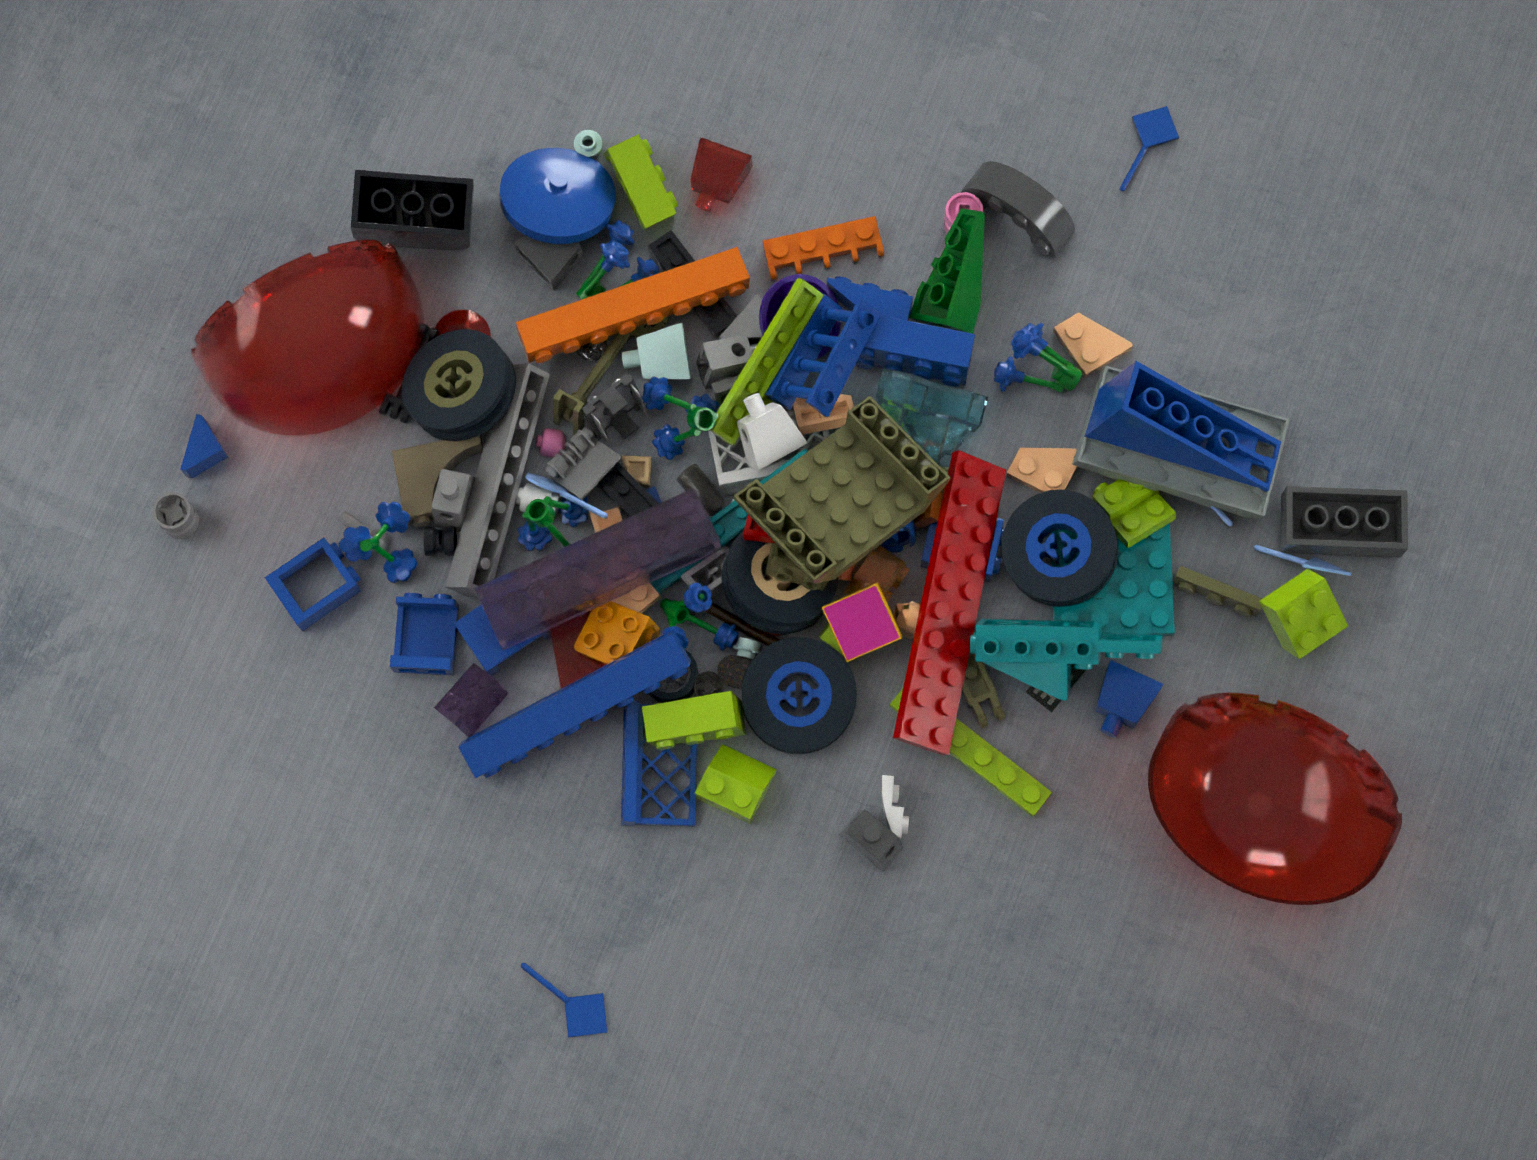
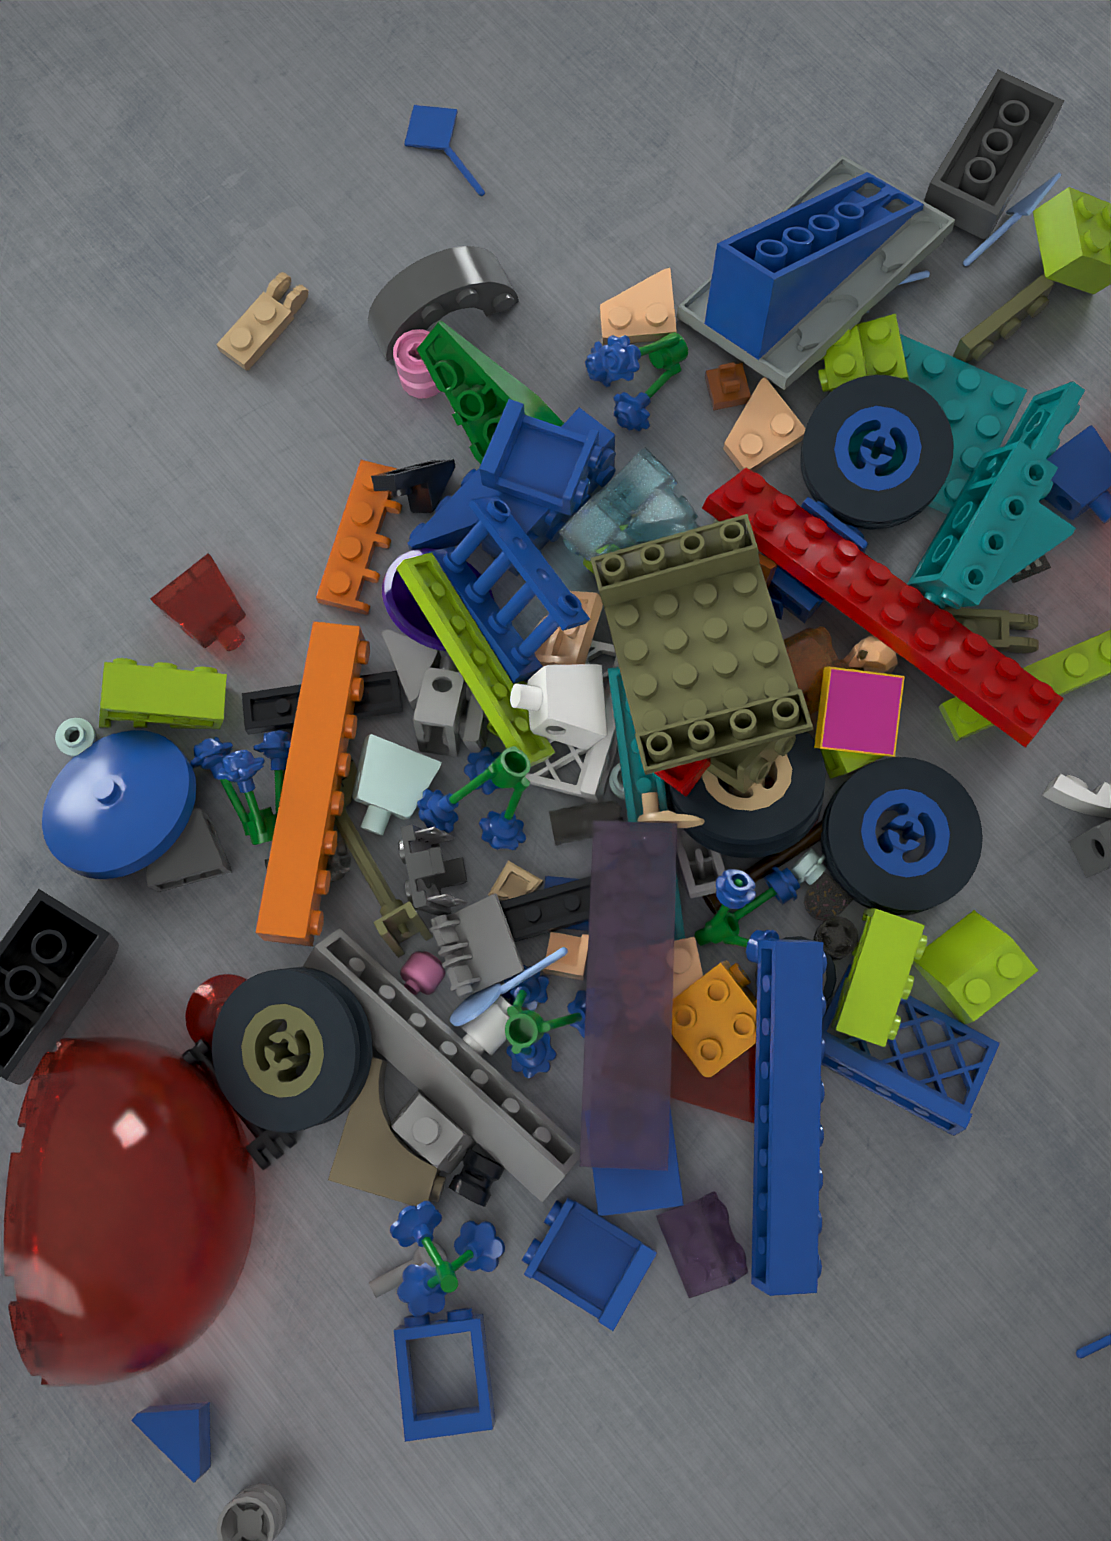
camera: 60 degrees left, 0 degrees up
(722, 528) = (653, 815): none -> tan bar
(879, 262) = (421, 483): none -> black slope
(919, 327) = (540, 460): none -> blue panel
(941, 97) = (262, 322): none -> tan hinge
(1065, 429) = (727, 386): none -> dark orange tile

